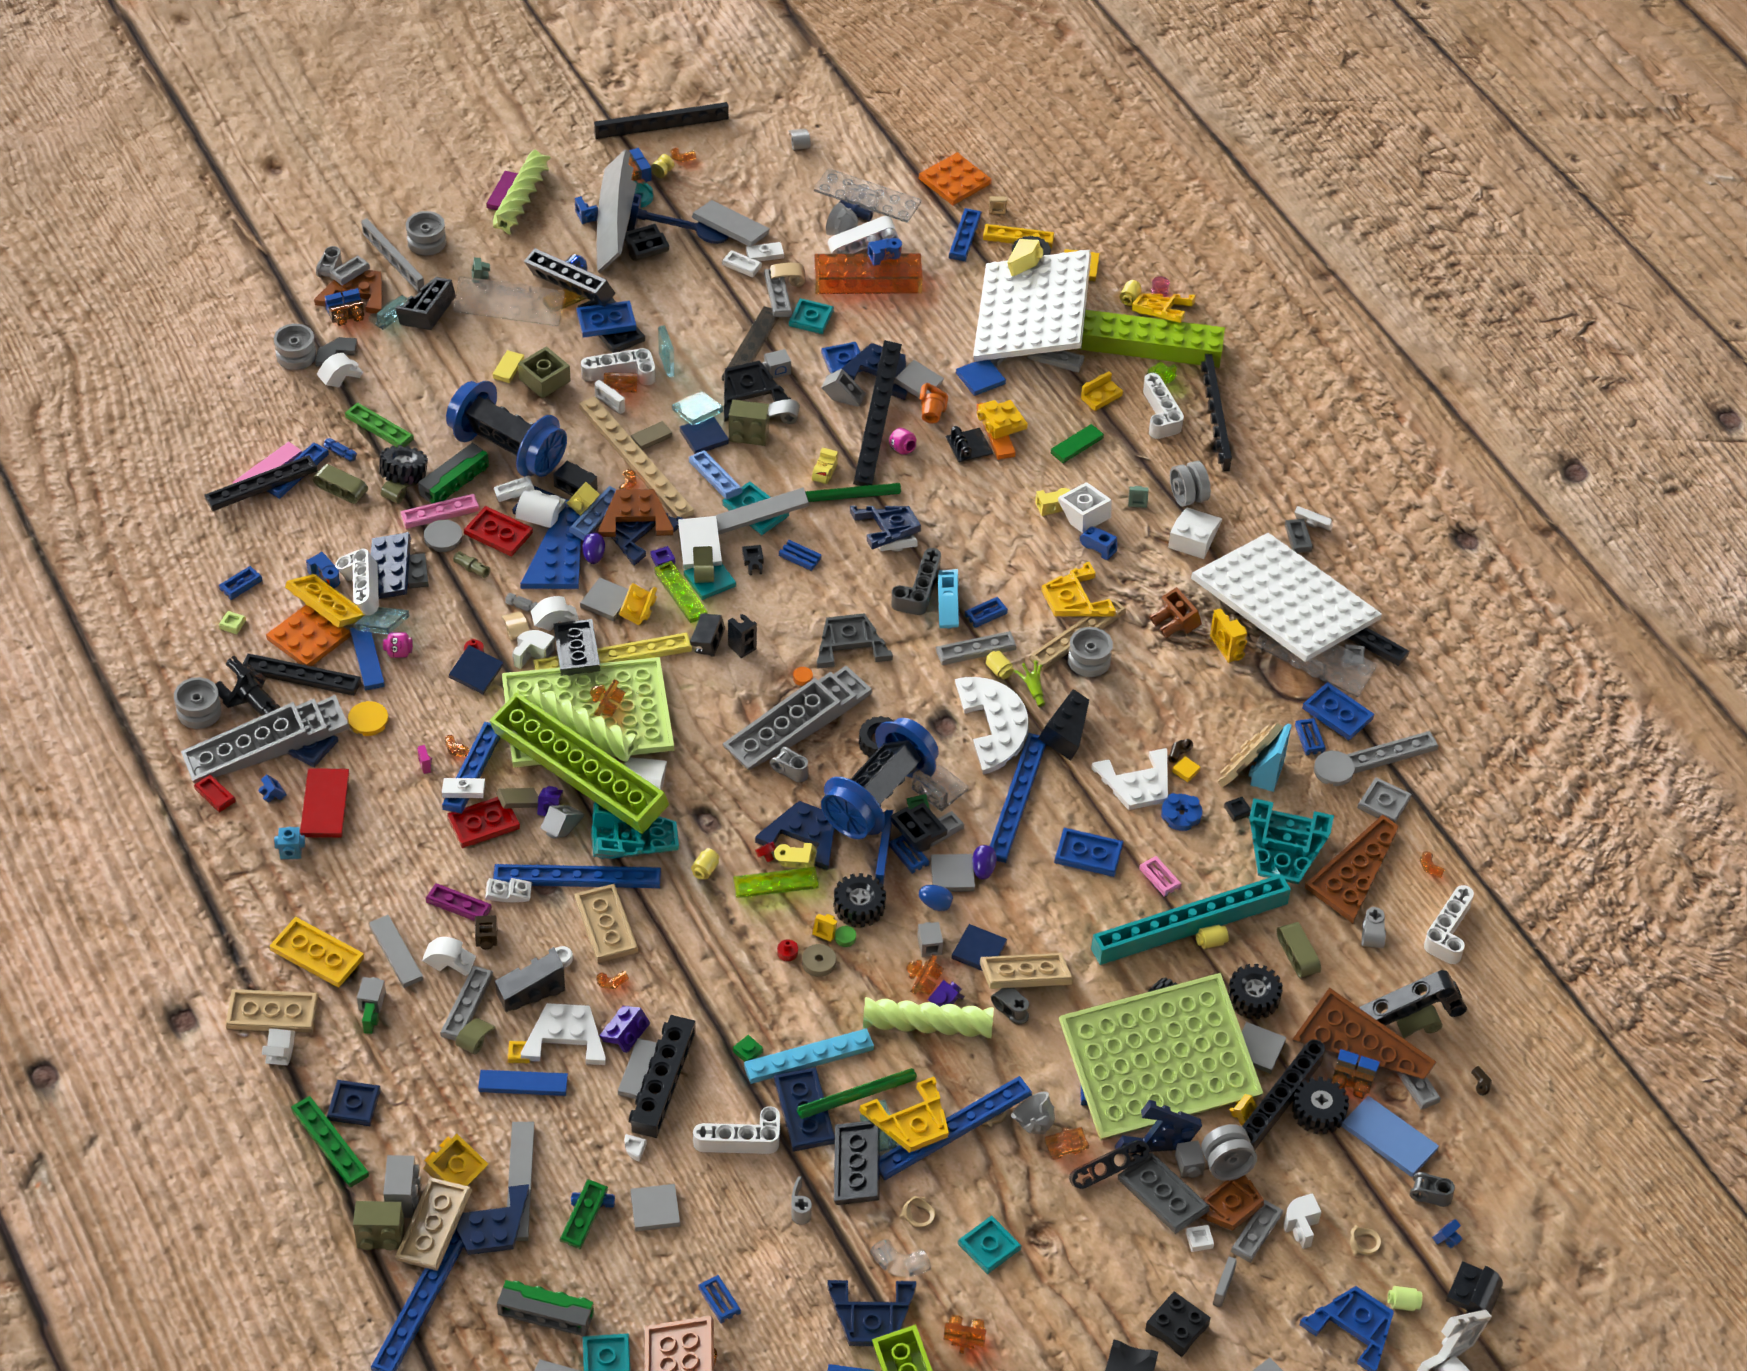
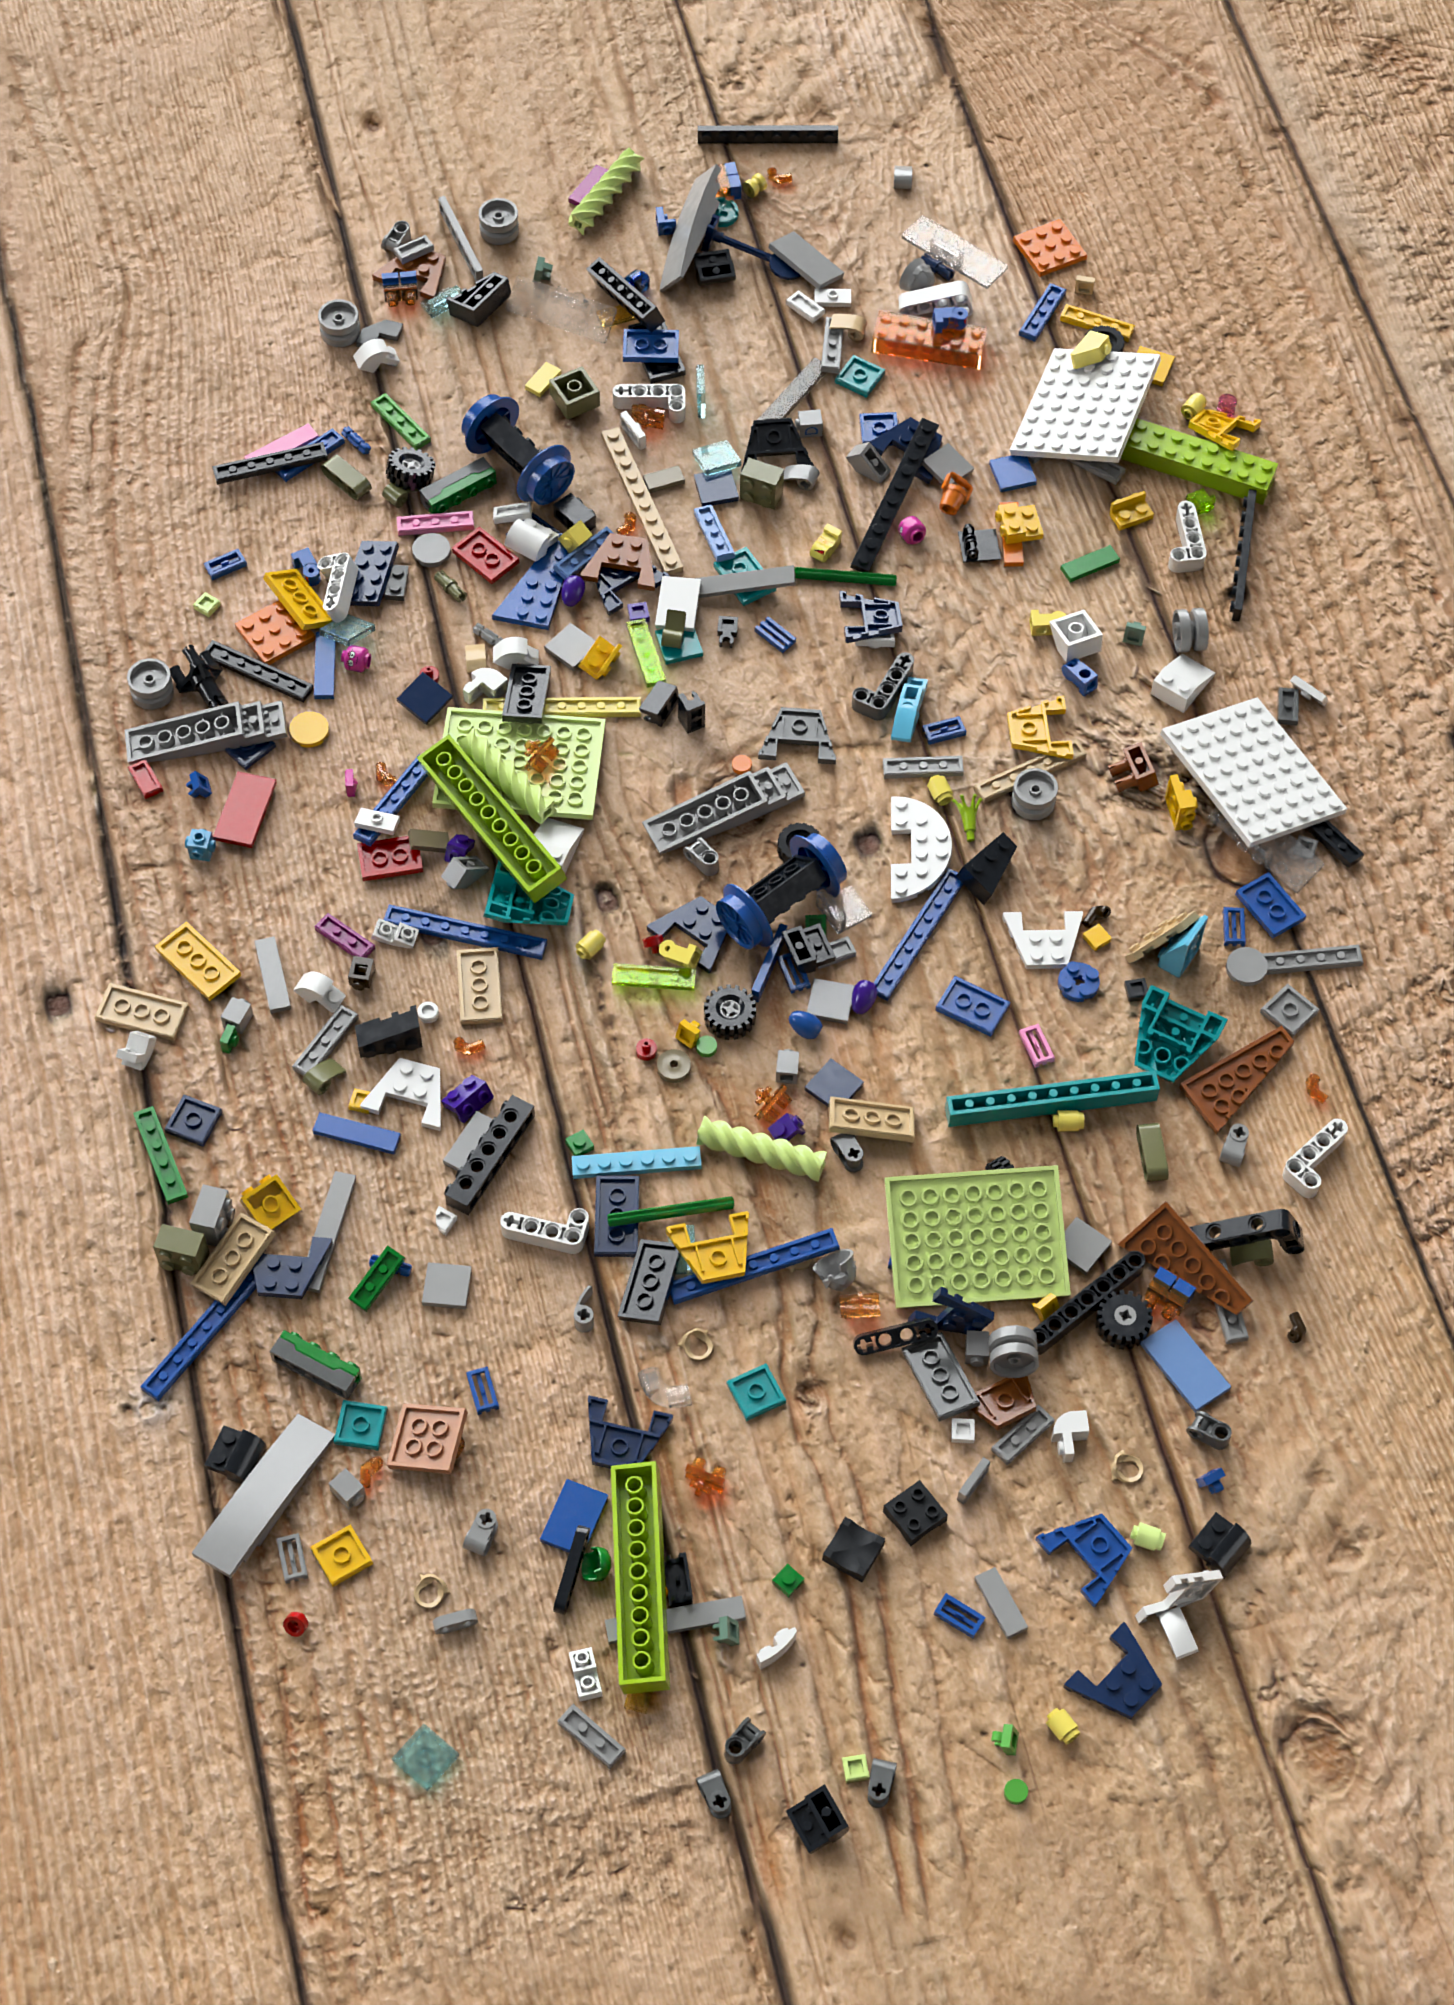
camera: 15 degrees right, 10 degrees up
(1260, 982) = (1099, 1177): black wheel -> none

